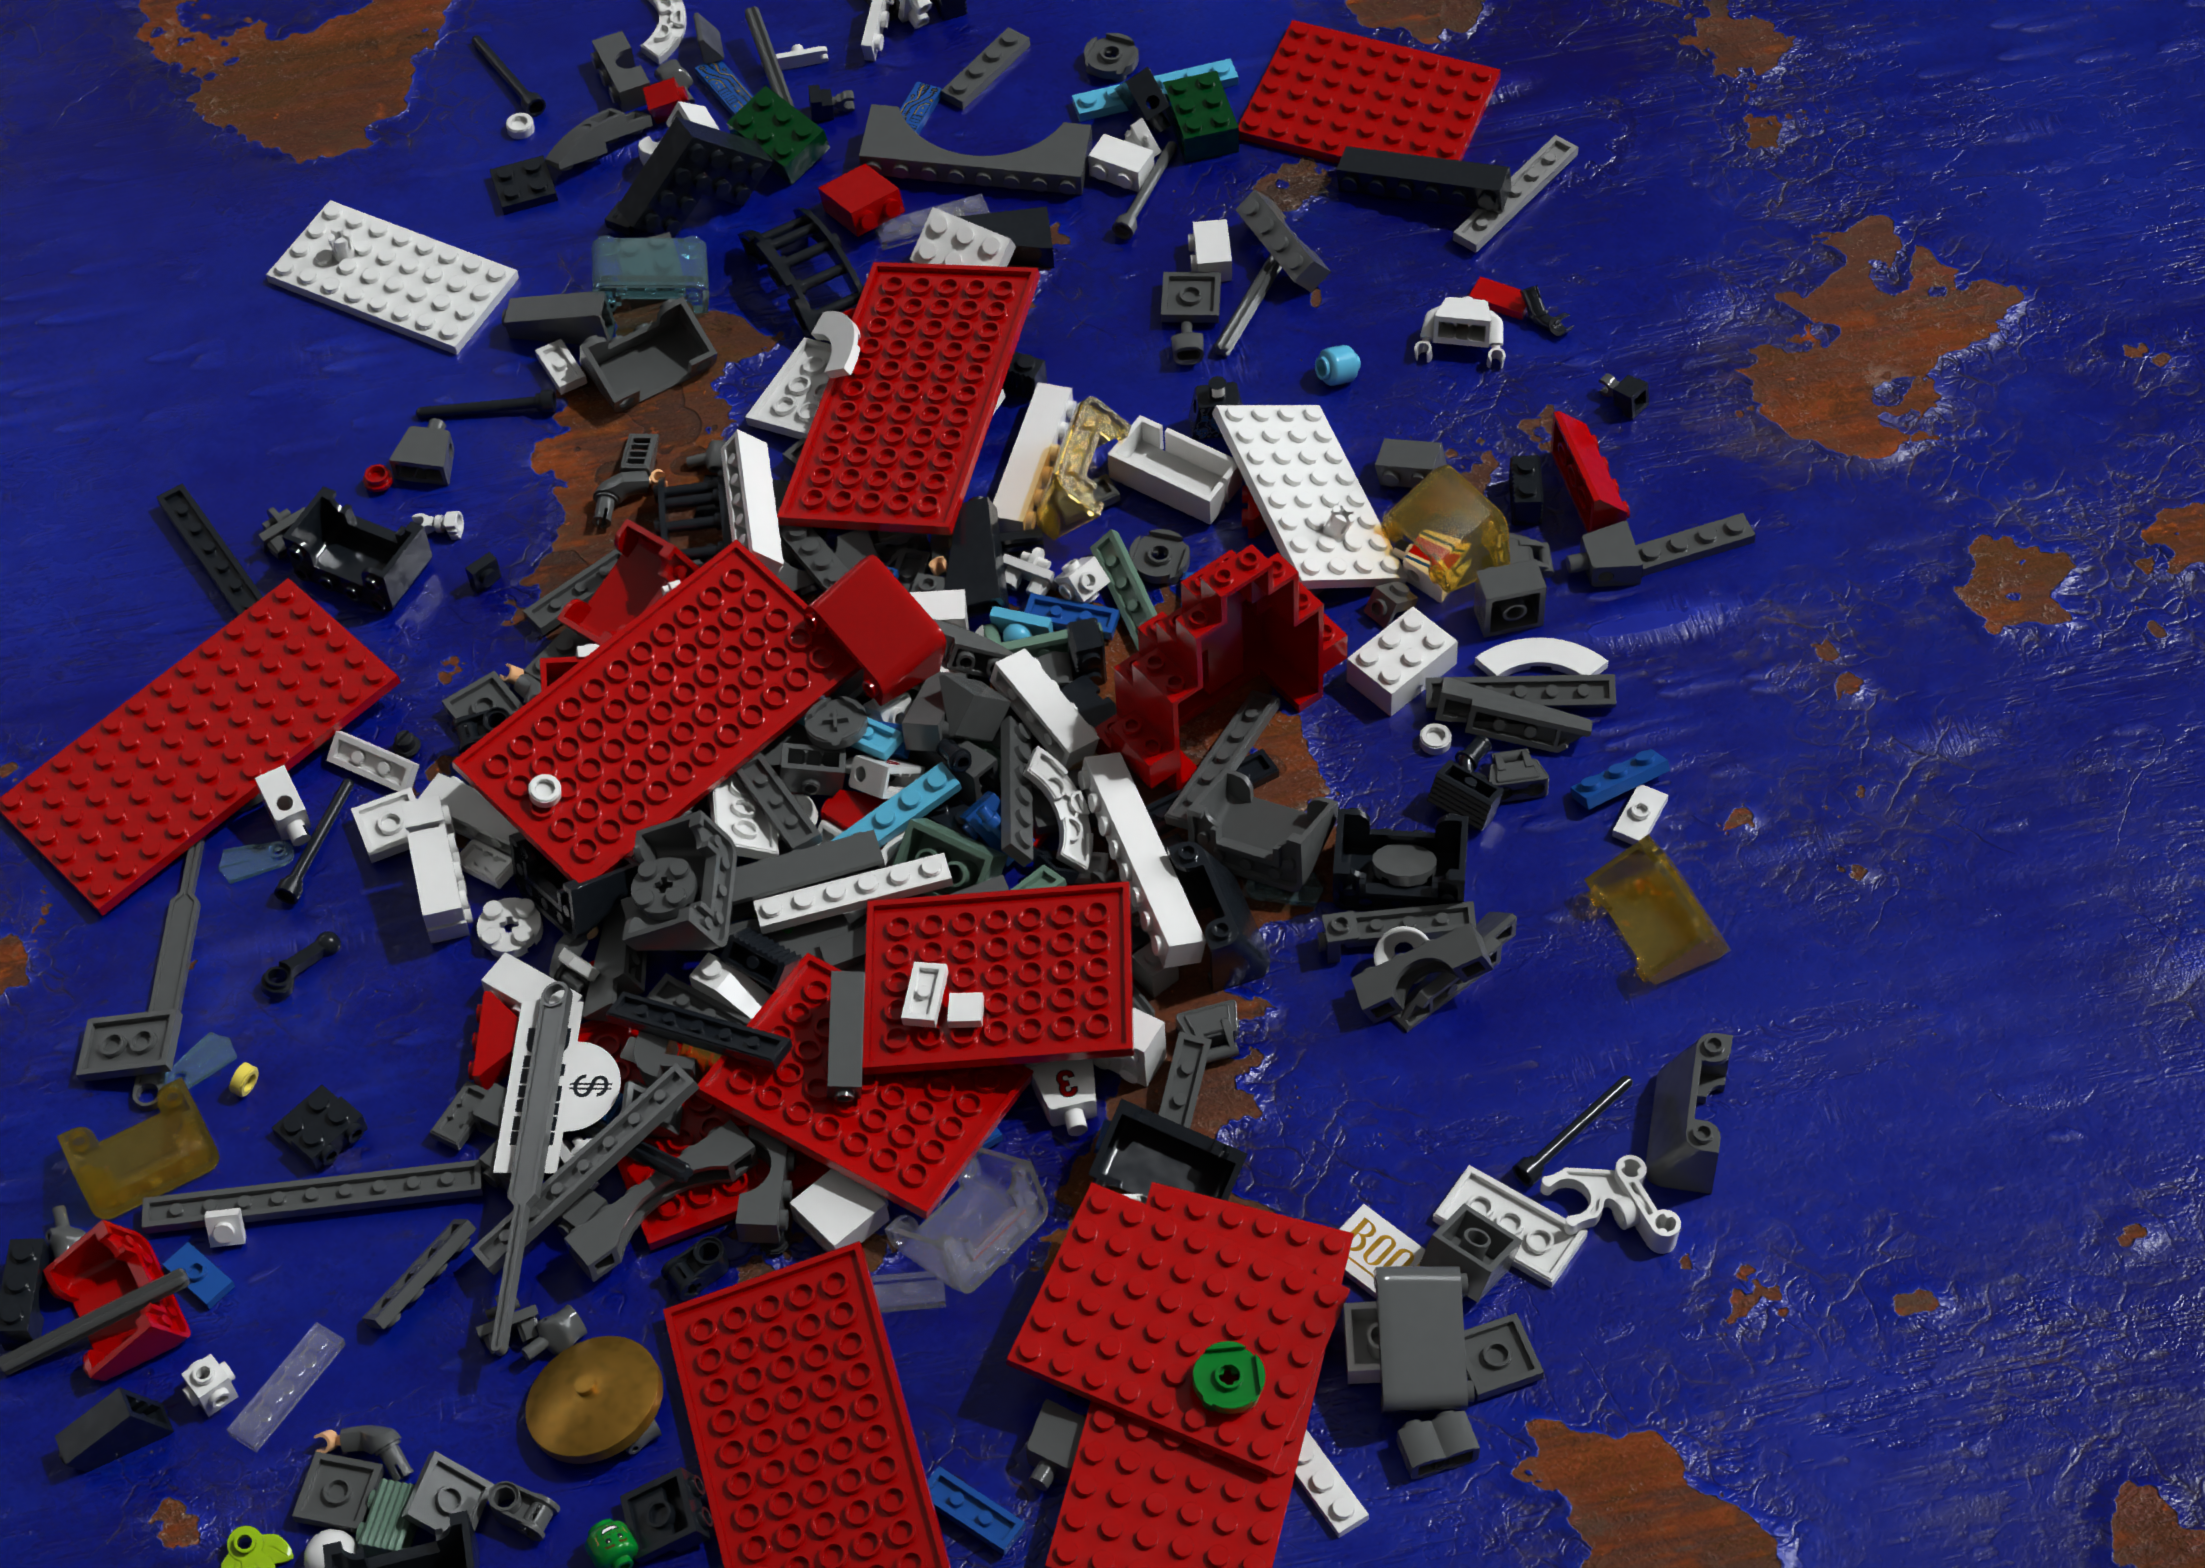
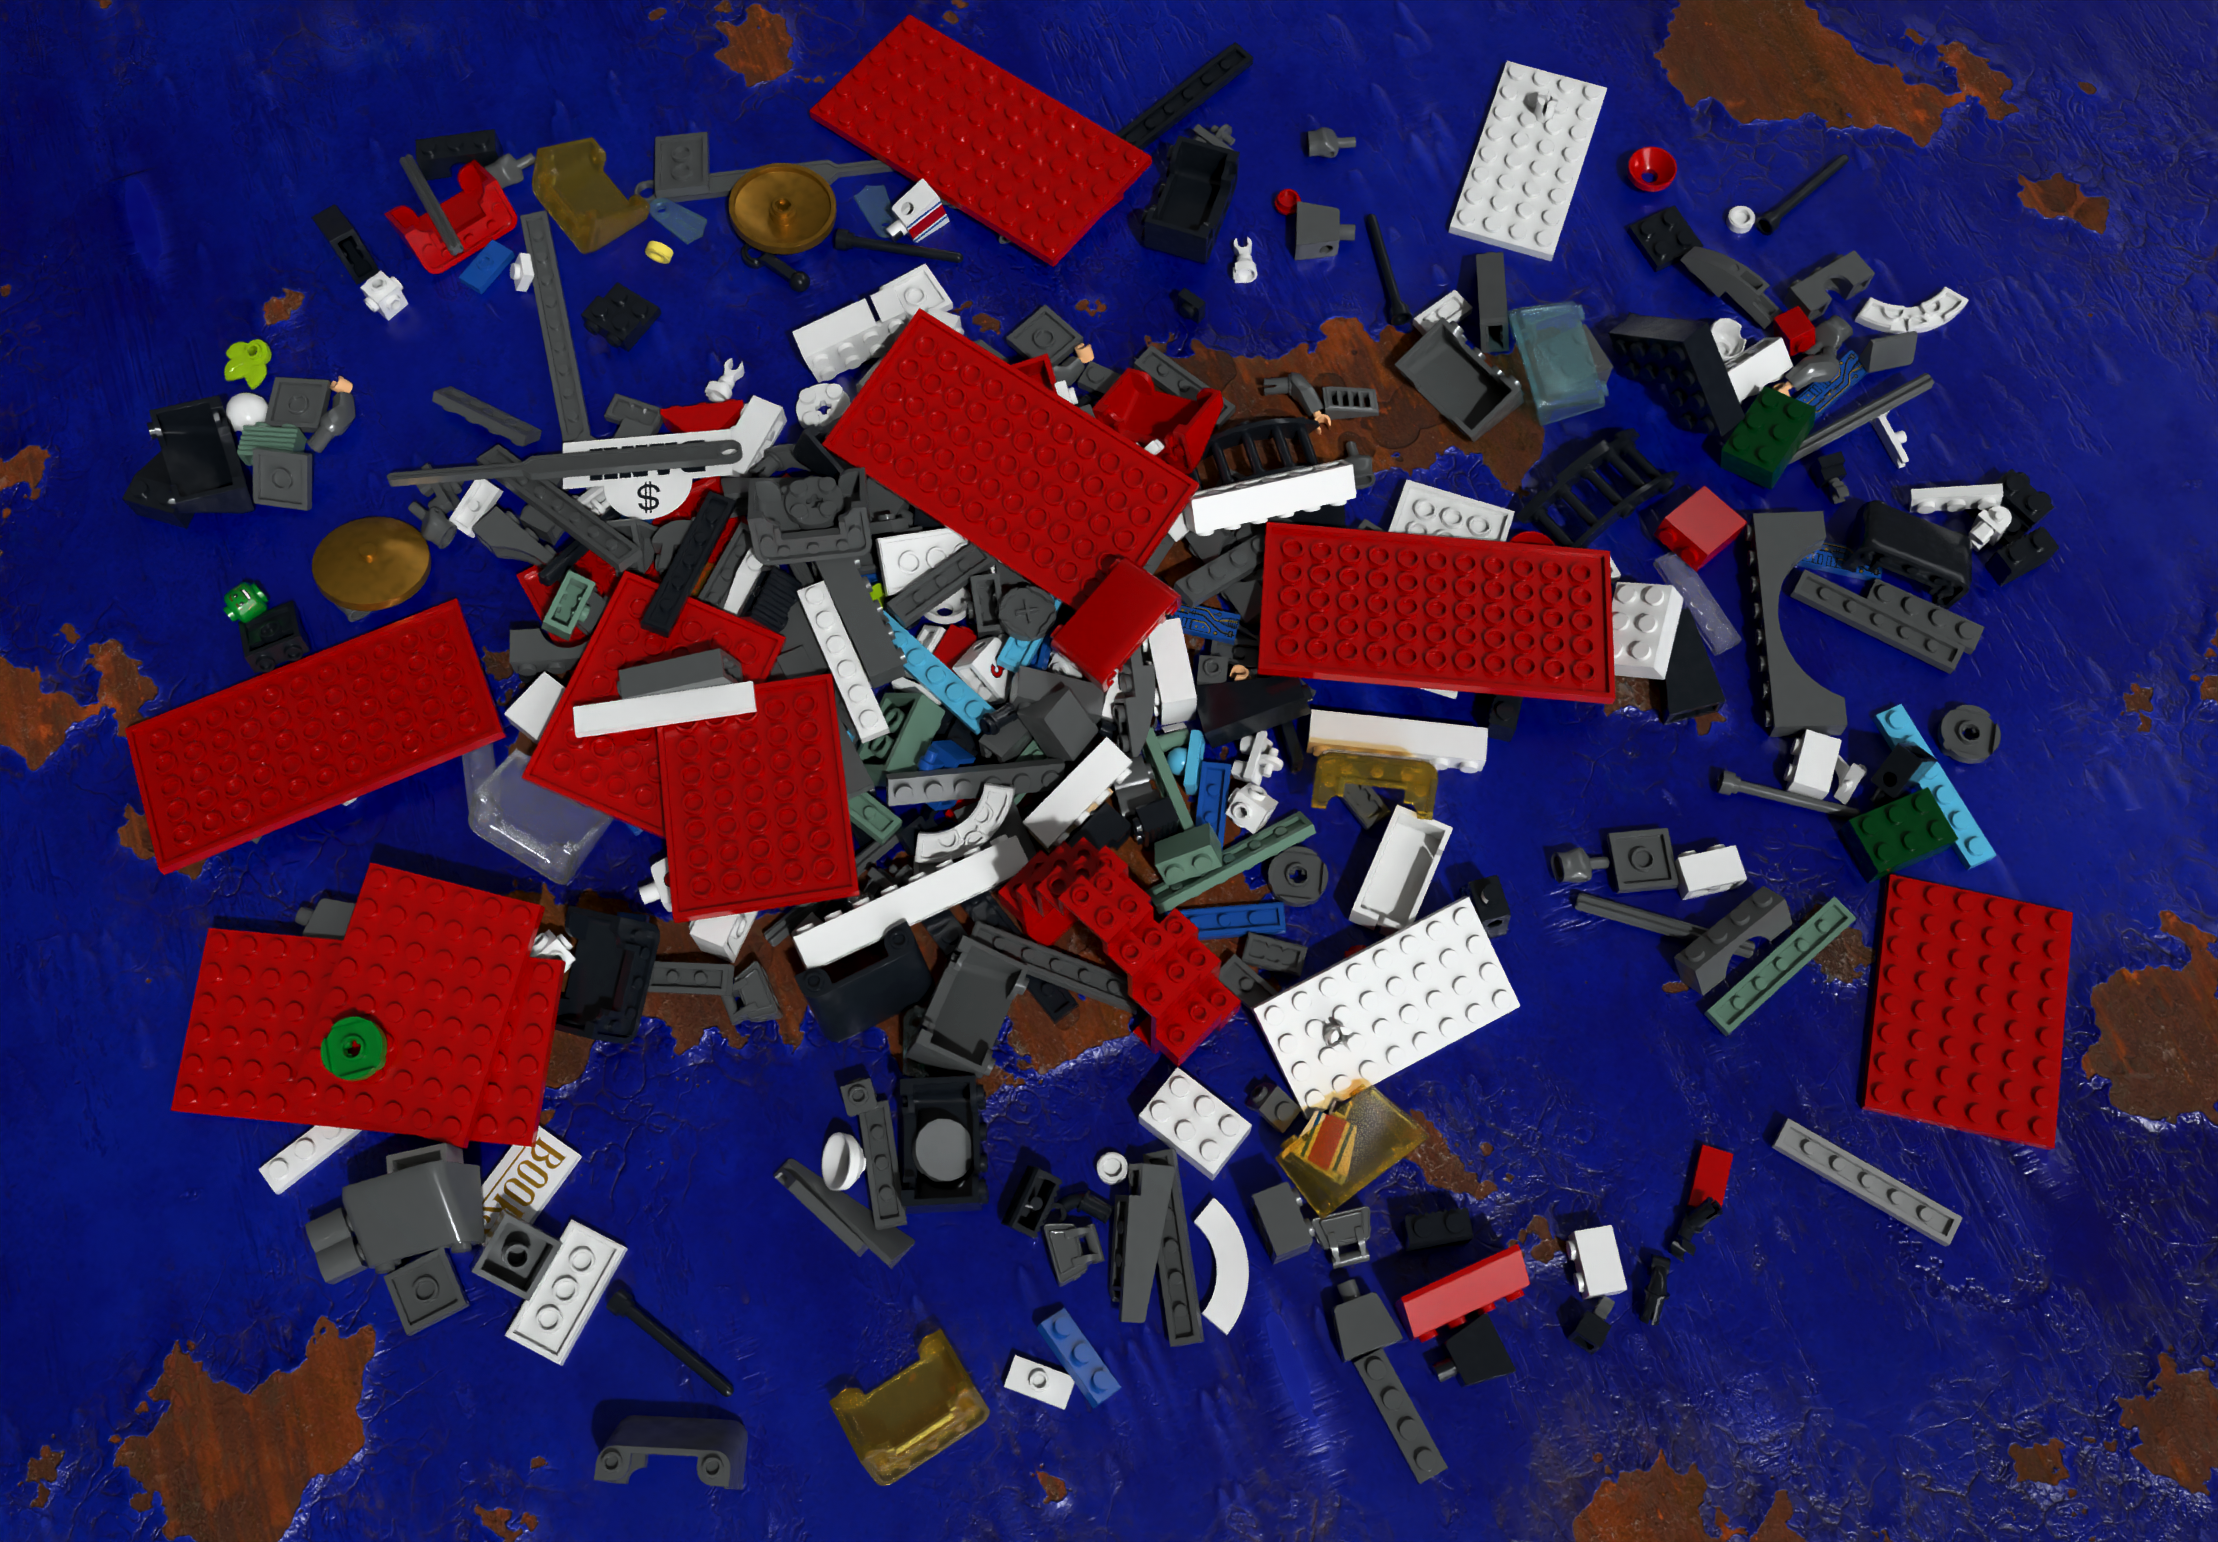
camera: 80 degrees right, 15 degrees up
(231, 940) = (782, 208): none -> pearl gold dish
(286, 1387) = (393, 349): clear plate -> none
(314, 438) = (1326, 143): none -> dark grey piece
(372, 761) = (977, 269): white plate -> none
(406, 744) = (1003, 290): black piece -> none
(443, 171) = (1653, 161): none -> red piece
(456, 1025) = (721, 390): none -> white piece
(477, 726) = (1006, 338): black piece -> none
(527, 1513) = (280, 538): dark grey piece -> none
(545, 791) = (903, 387): white tile -> none
(545, 1284) = (475, 505): none -> white plate
(578, 965) = (770, 463): white tile -> none
(694, 1269) = (496, 614): black piece -> none
(714, 93) = (1811, 369): none -> dark grey arm
(727, 1145) = (569, 605): none -> sand green brick
(844, 339) = (1499, 538): white tile -> none
(880, 1053) = (664, 709): none -> white tile
(920, 54) = (1912, 549): none -> black windscreen
(924, 994) = (721, 734): white plate -> none
(965, 1010) = (708, 771): white tile -> none
(974, 1511) = (279, 867): blue plate -> none
(986, 96) = (1878, 621): none -> dark grey plate
(1119, 625) = (1188, 854): none -> sand green brick
(1310, 218) = (1780, 966): none -> sand green plate
(1337, 365) = (1574, 1017): medium azure head -> none
(1385, 987) = (820, 1208): dark grey arch -> none
(1407, 461) = (1449, 1105): dark grey brick -> none
(1424, 178) = (1854, 1078): black brick -> none
(1462, 323) = (1653, 1141): white torso -> none
(1568, 382) = (1596, 1262): none -> white brick
(1599, 342) = (1656, 1290): none -> black piece
(1624, 1194) = (584, 1401): white piece -> none
(1643, 478) = (1474, 1355): none -> black torso

